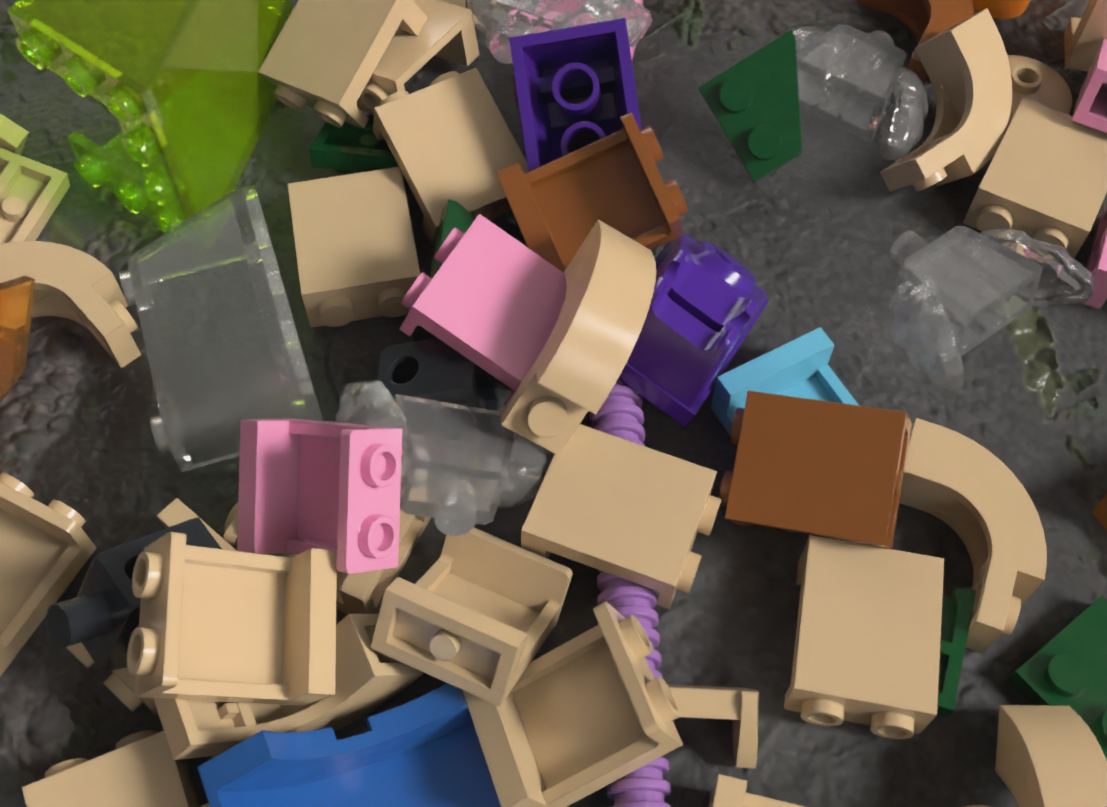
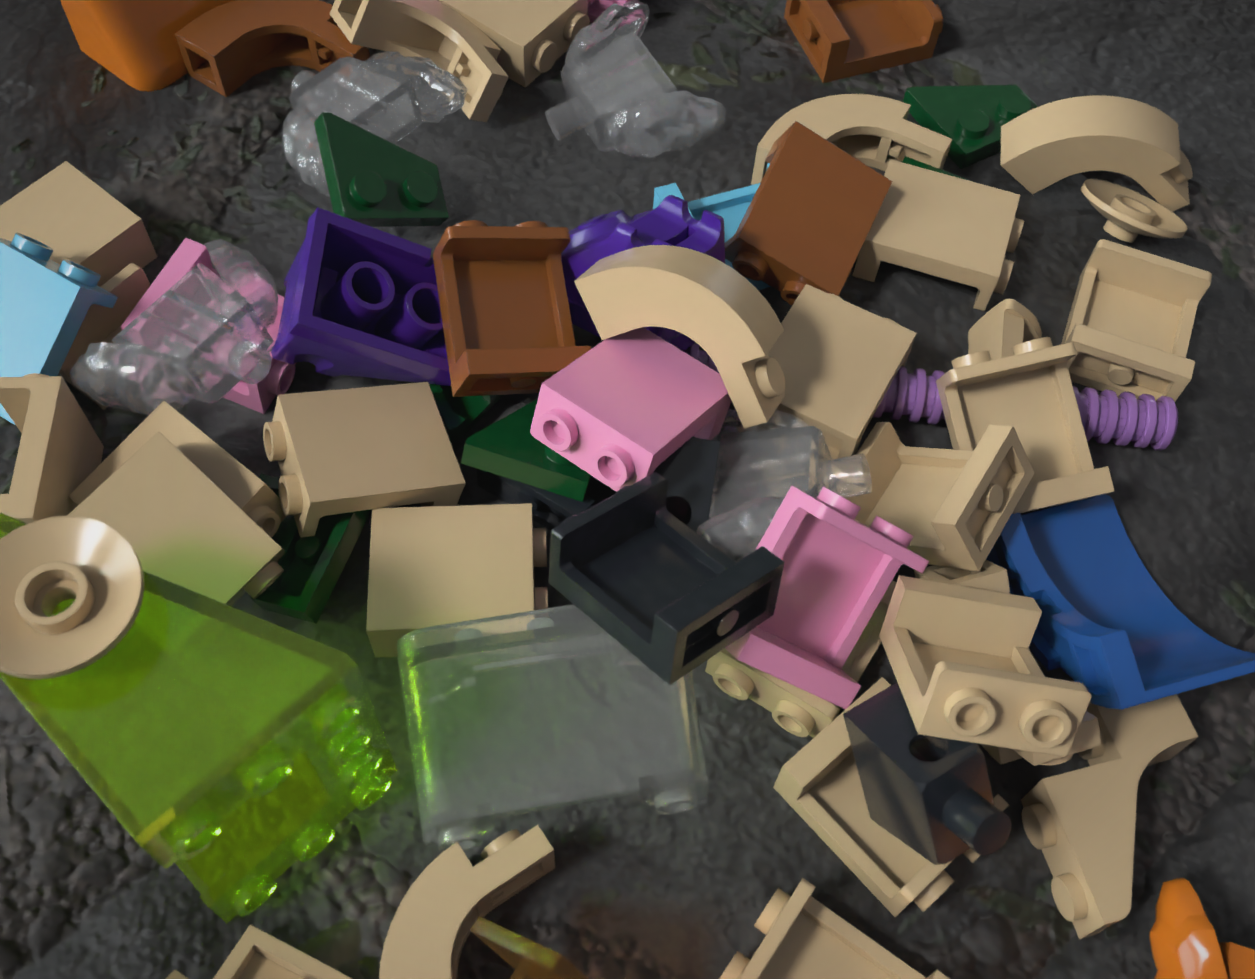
camera: 85 degrees left, 0 degrees up
(299, 338) = (659, 581): none -> black panel

